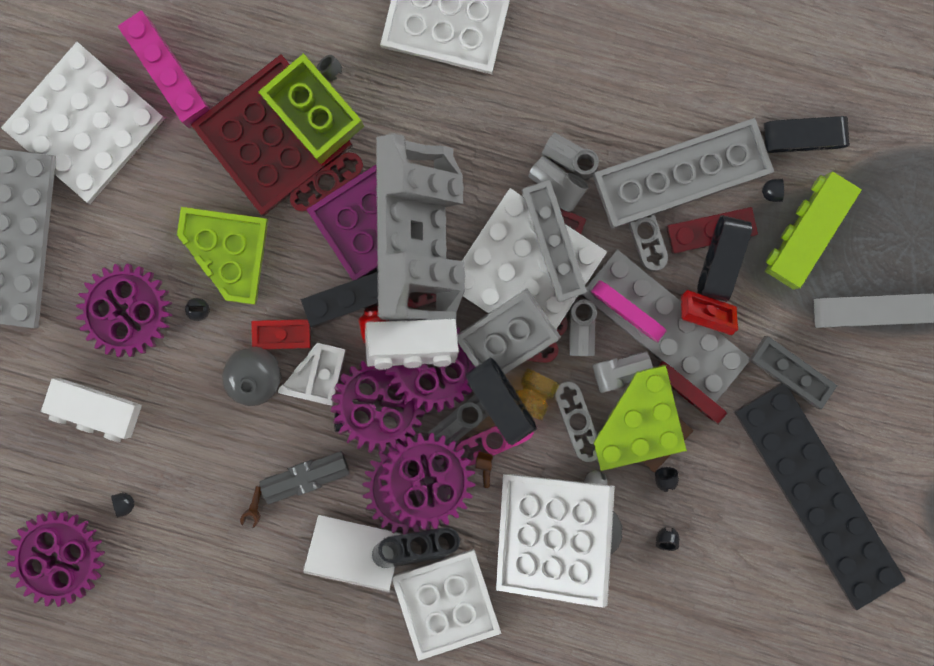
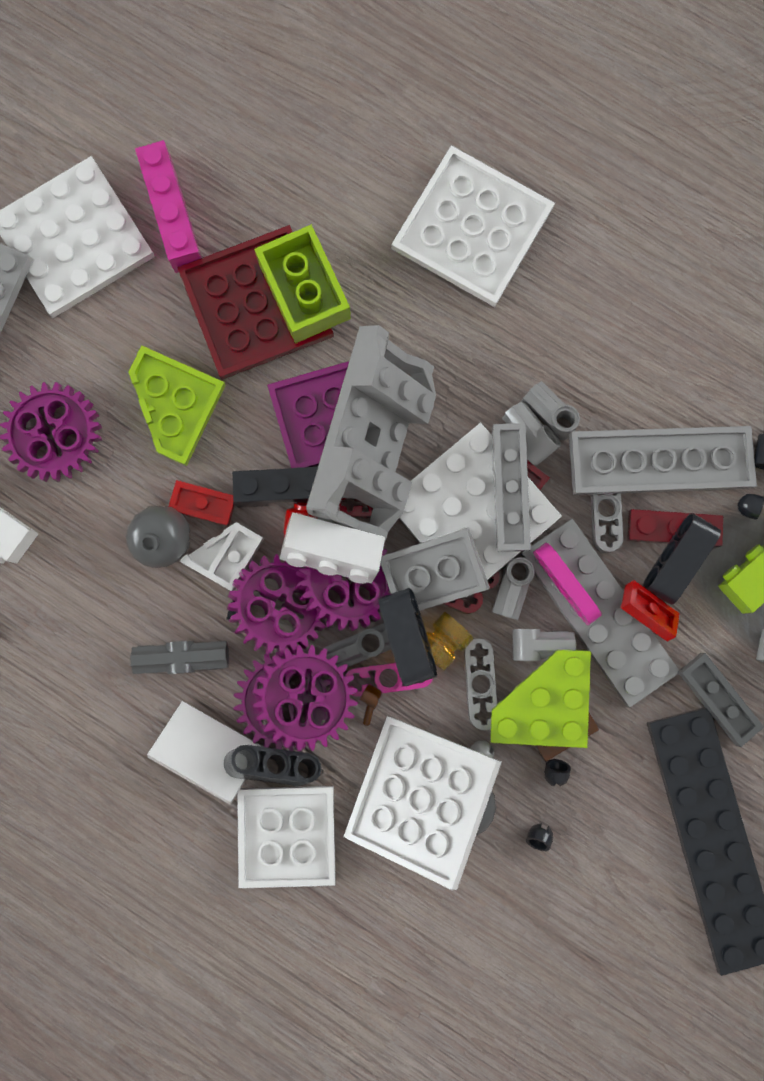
camera: 15 degrees right, 5 degrees down
(197, 316) = (122, 459): black hinge -> none
(253, 509) = (116, 675): reddish brown hand -> none
(327, 170) = (300, 353): dark red beam -> none
(329, 67) = (335, 252): dark grey hinge -> none
(694, 395) = (611, 694): dark red beam -> none

